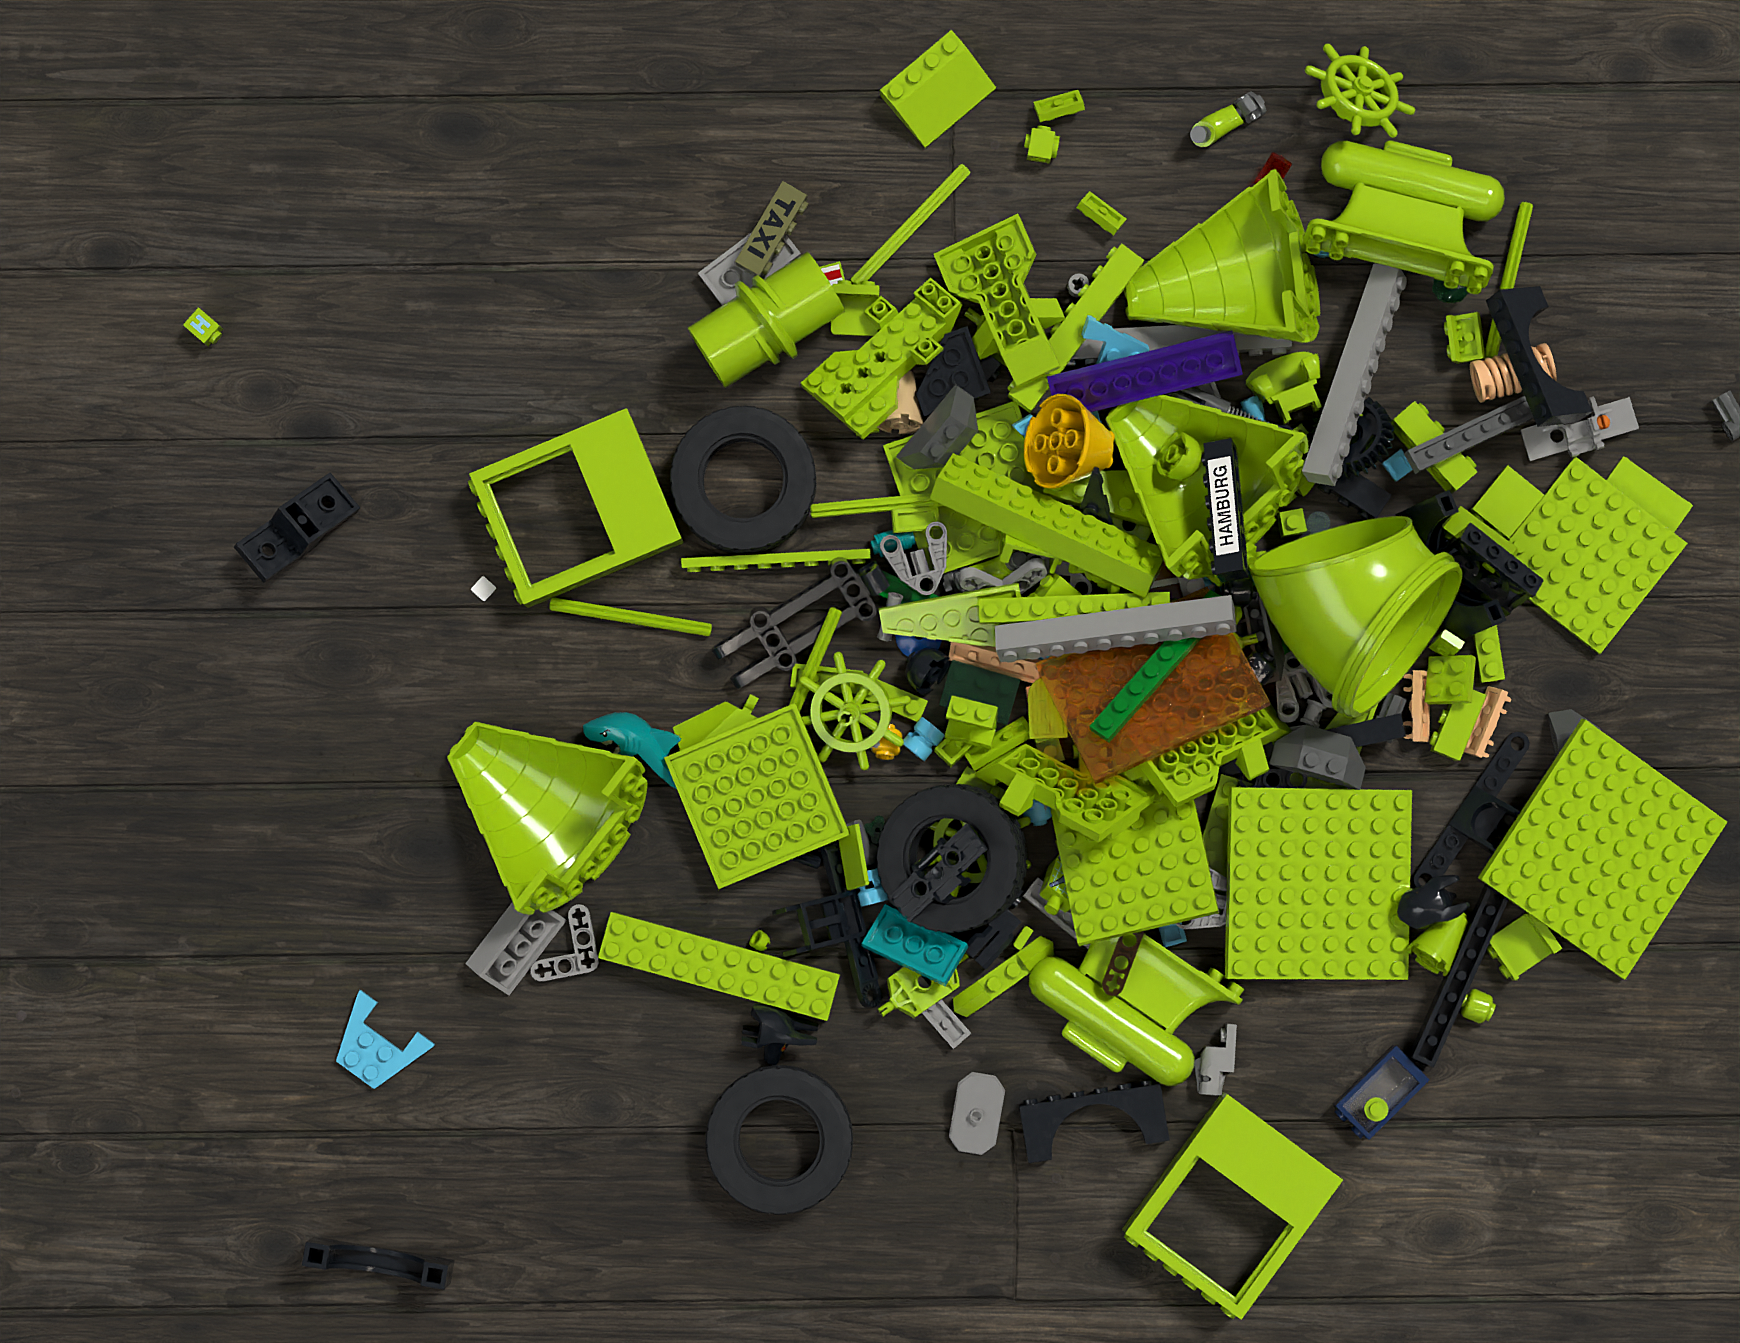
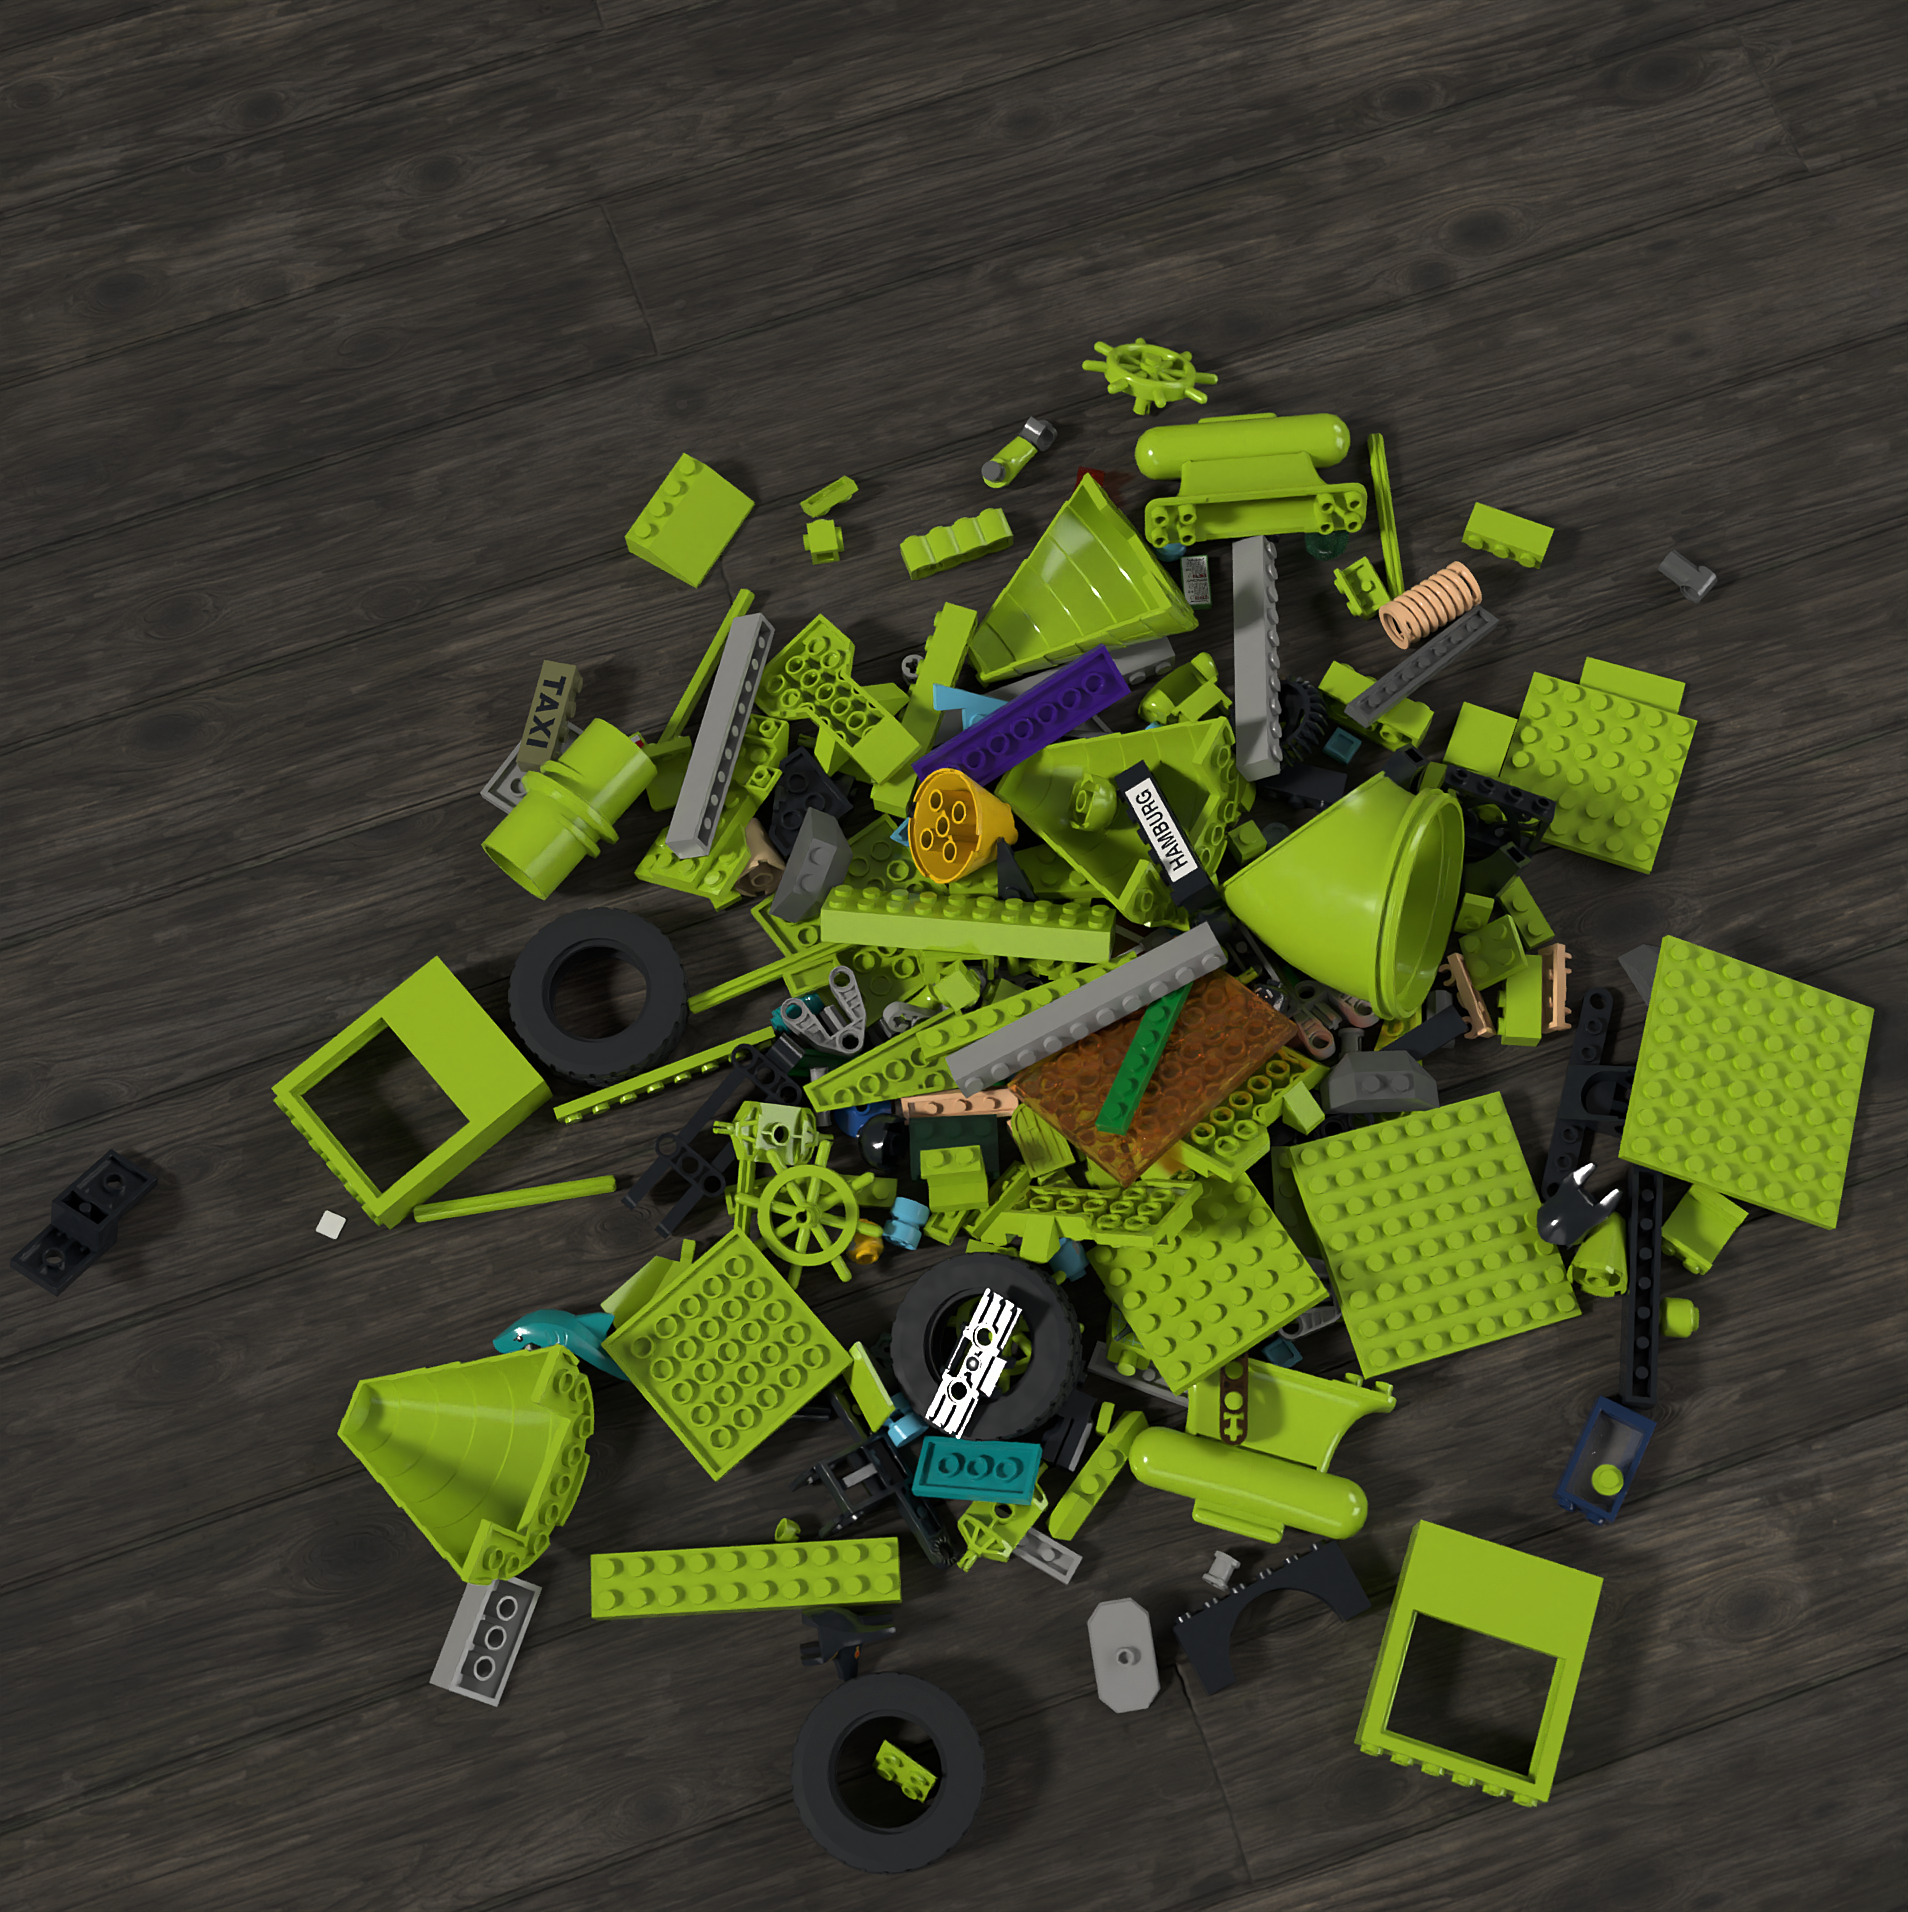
camera: 15 degrees left, 15 degrees down
(369, 1053) = (342, 1842): medium azure wing -> none
(575, 958) = (566, 1631): light grey beam -> none
(783, 1134) = (894, 1765): none -> lime hinge
(834, 628) = (754, 1132): none -> lime plate
(905, 296) = (720, 737): none -> light grey brick
(1023, 573) = (957, 986): none -> lime brick
(1069, 1076) = (1221, 1570): none -> light grey bush
(1101, 213) = (906, 587): lime plate -> none
(1149, 185) = (956, 544): none -> lime brick
(1215, 1061) = (1391, 1490): light grey plate -> none
(1333, 283) = (1196, 581): none -> tile
(1546, 398) = (1485, 611): black arch -> none
(1585, 435) = (1531, 650): light grey piece -> none
(1600, 331) = (1507, 535): none -> lime brick

